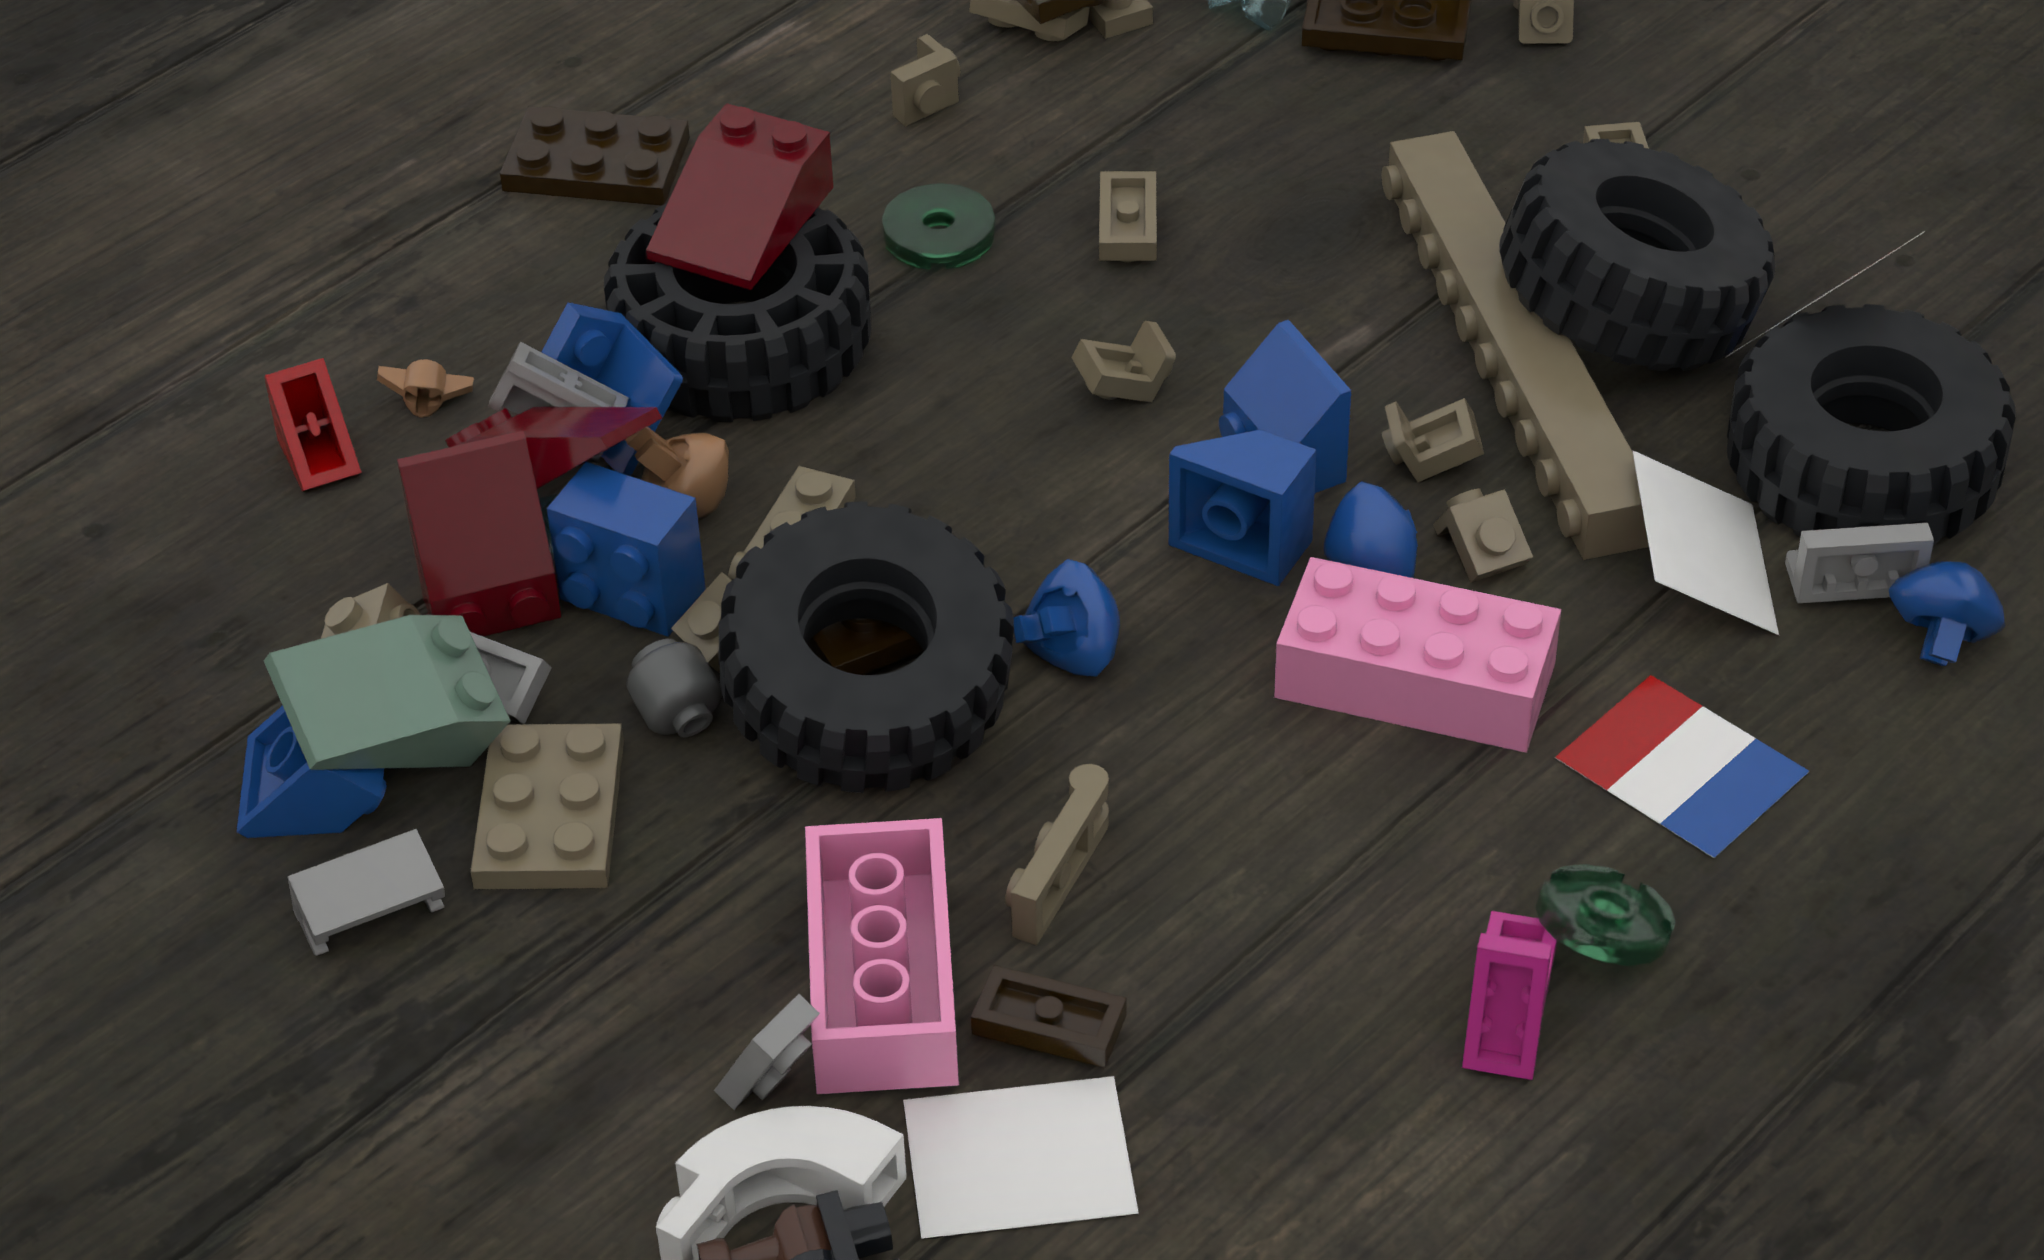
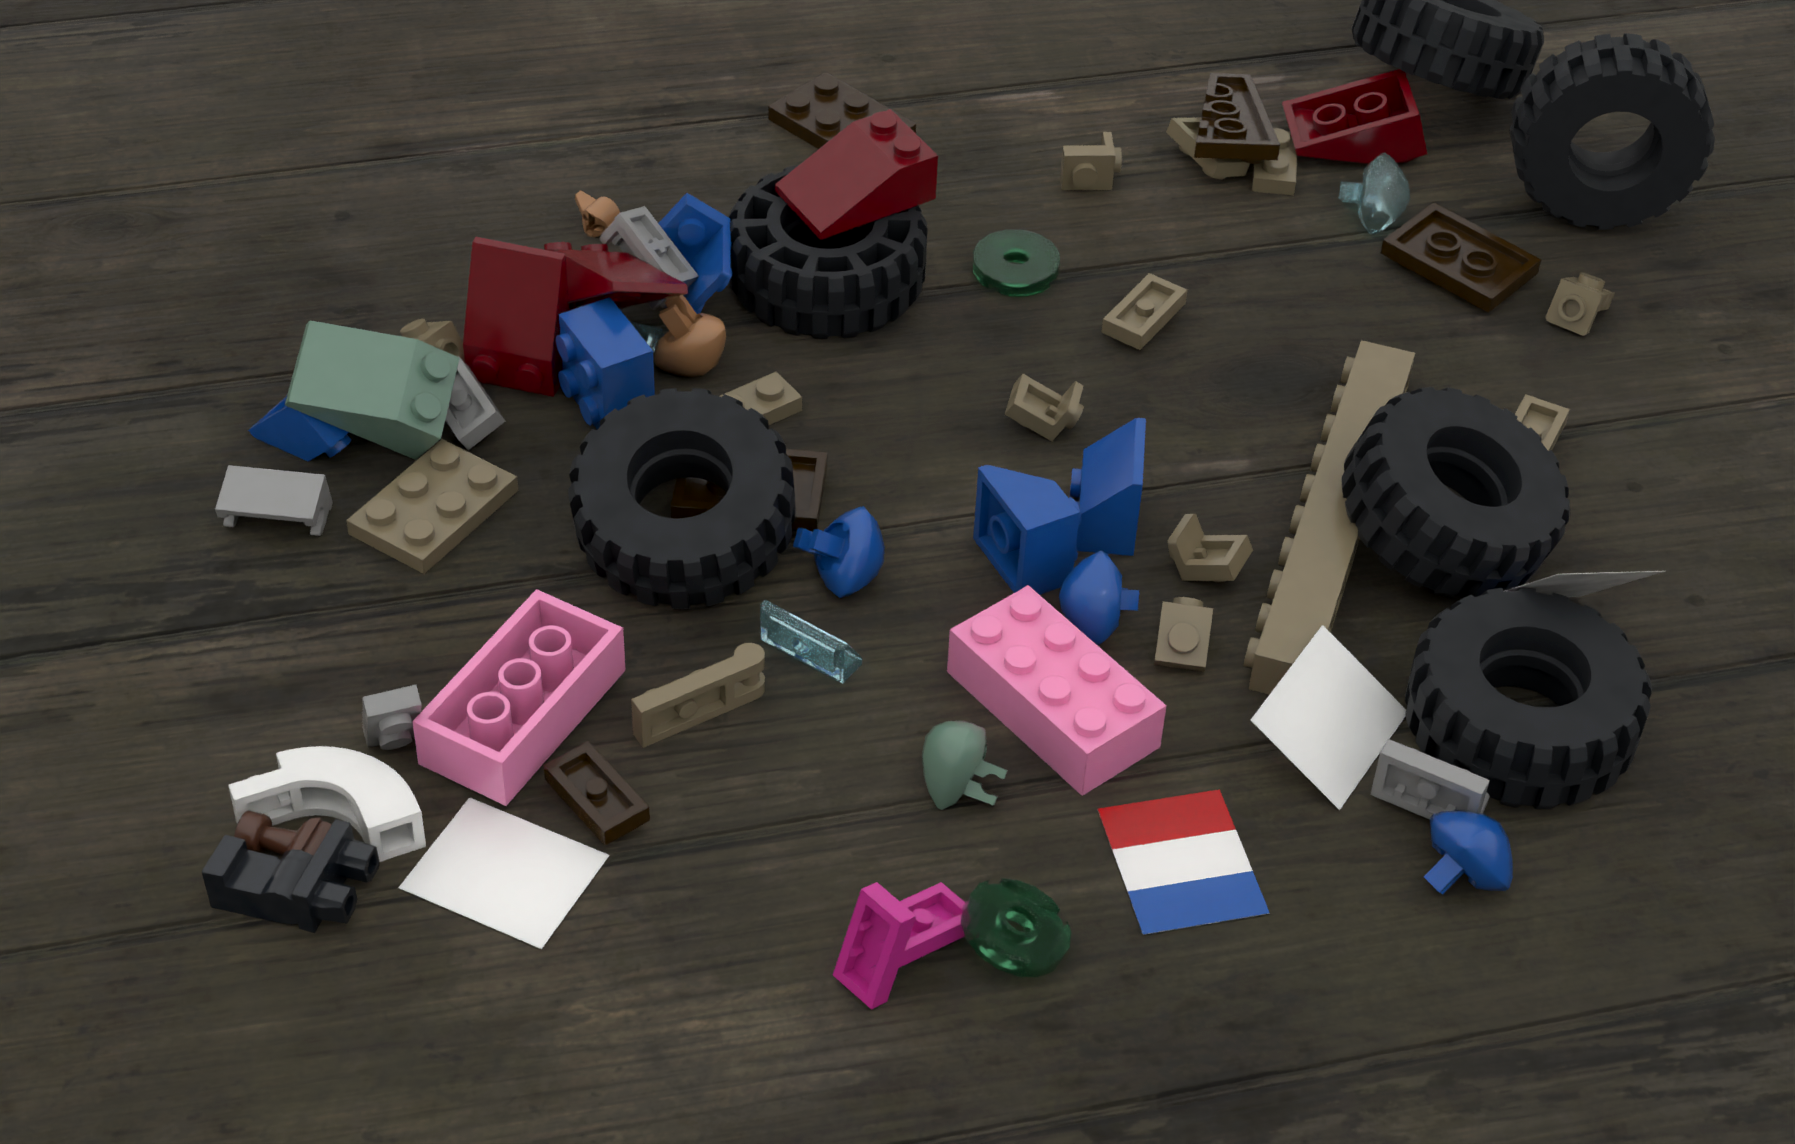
camera: 30 degrees right, 0 degrees up
(311, 425) = (507, 202): red slope -> none
(674, 688) = (553, 467): dark grey head -> none
(1114, 739) = (807, 643): none -> clear light blue slope
(1393, 778) = (951, 758): none -> sand green piece

